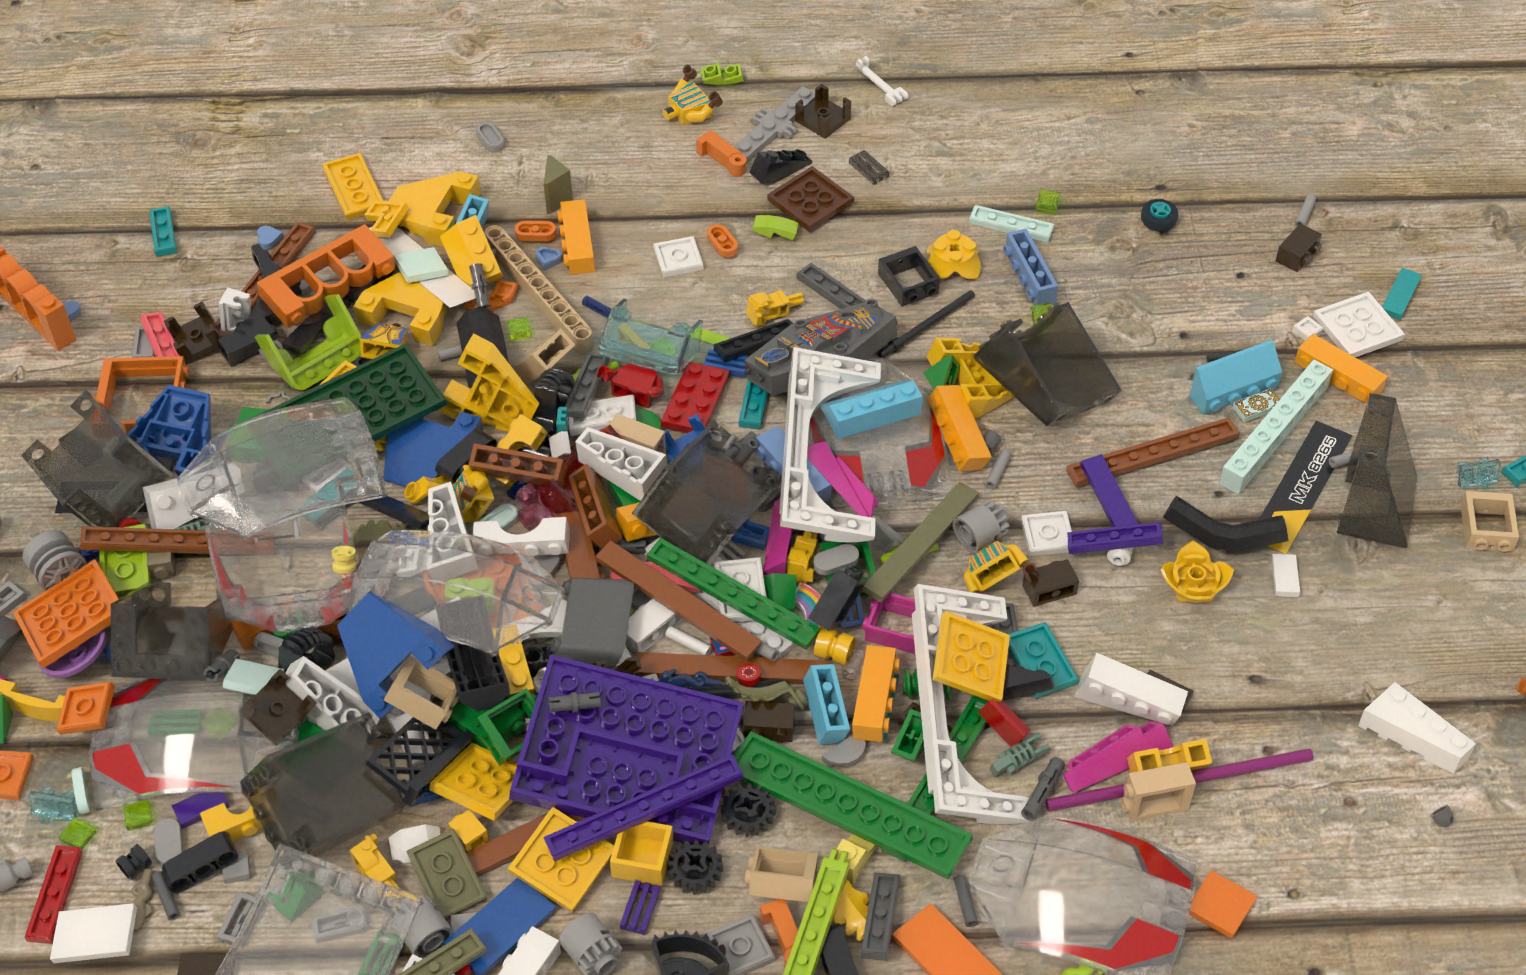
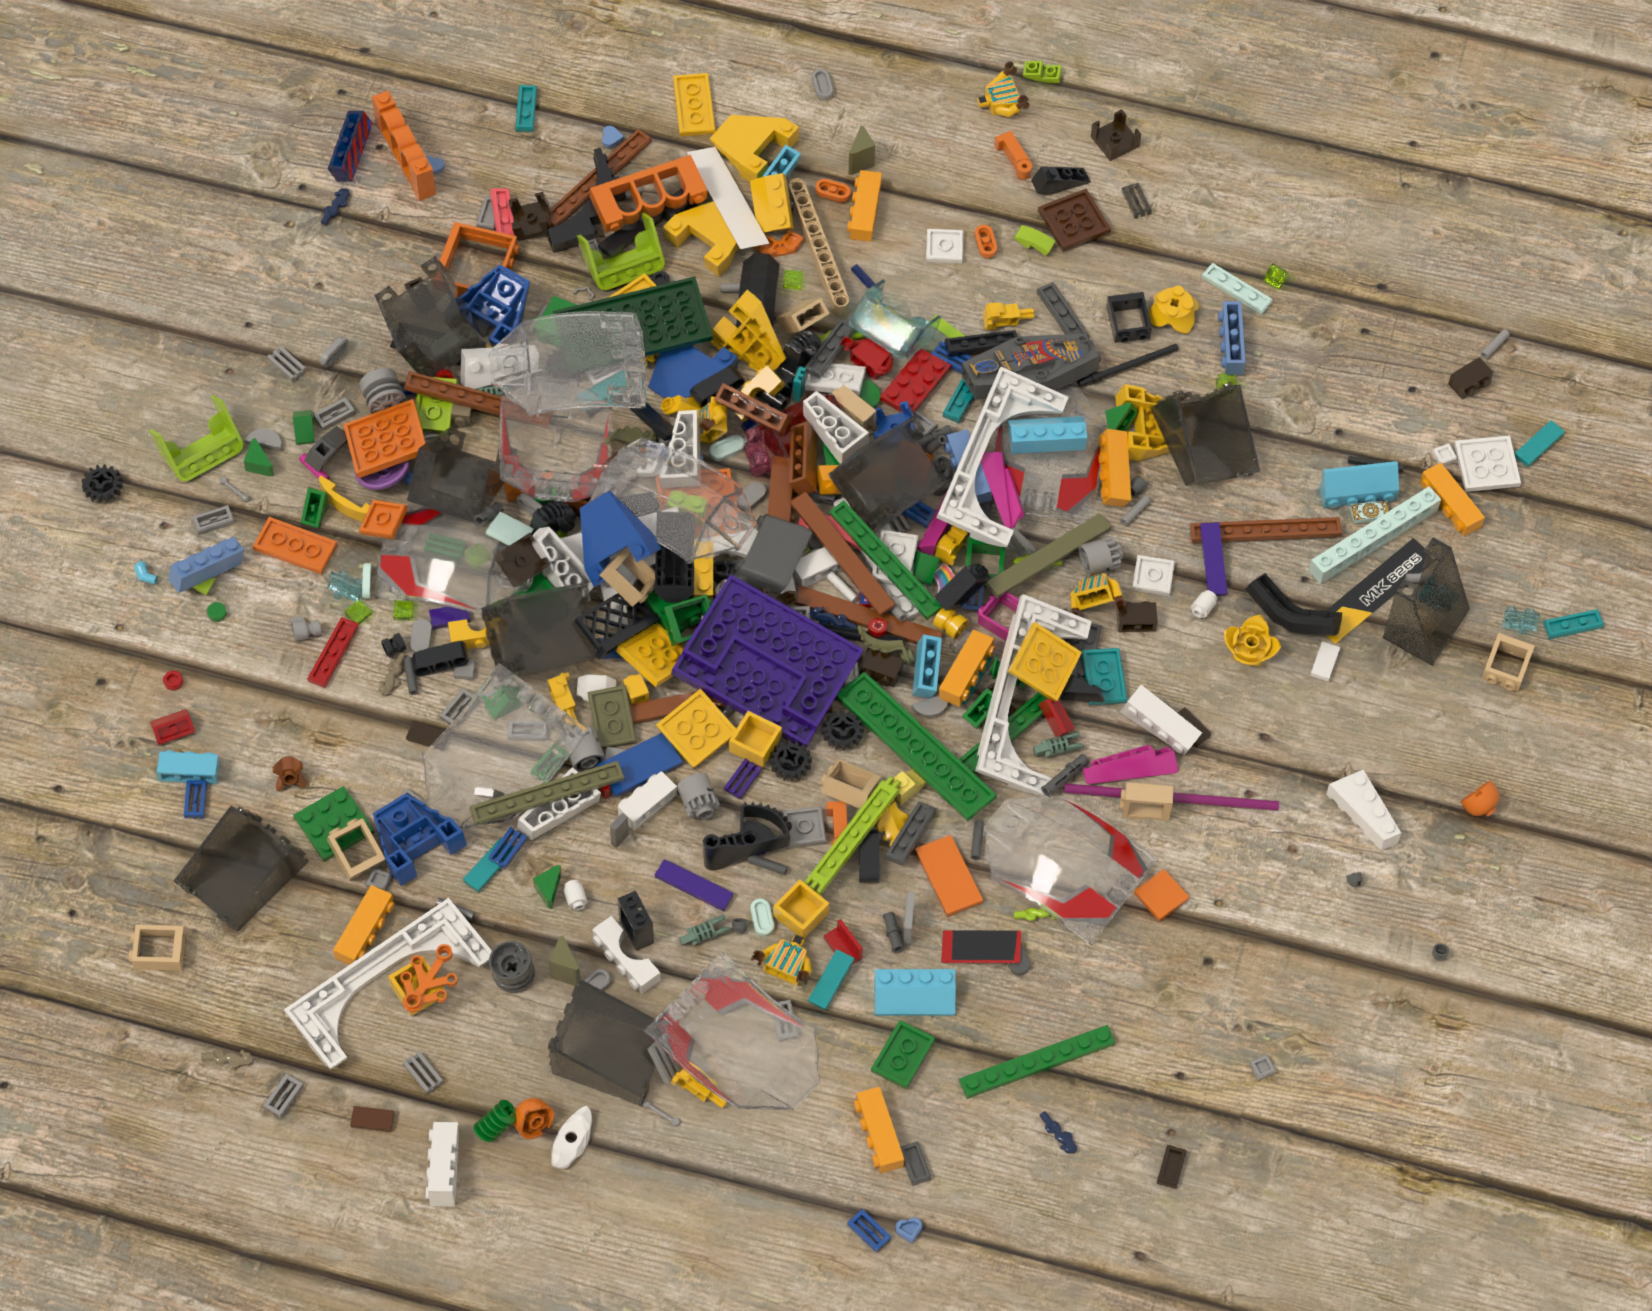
camera: 15 degrees right, 10 degrees up
(93, 933) = (355, 689): white tile -> none
(233, 308) = (566, 205): white hinge -> none
(343, 559) = (599, 452): light yellow wheel -> none
(382, 339) = (680, 264): yellow torso -> none
(387, 216) = (714, 143): yellow plate -> none
(420, 265) = (728, 201): light aqua tile -> none
(479, 285) = (769, 235): dark grey pin -> none
(548, 257) = (837, 218): medium blue tile -> none
(548, 538) = (760, 475): white arch -> none
(560, 445) = (792, 398): white tile -> none
(574, 702) = (736, 616): dark grey pin -> none
(643, 807) = (765, 708): dark purple tile -> none
(773, 124) = (1069, 135): light grey hinge -> none
(834, 558) = (974, 553): light grey tile -> none
(891, 96) = (1185, 131): white hinge -> none
(1115, 538) = (1199, 595): dark purple tile -> none
(1159, 214) = (1365, 308): black wheel -> none
(1193, 752) = (1181, 780): yellow arch -> none

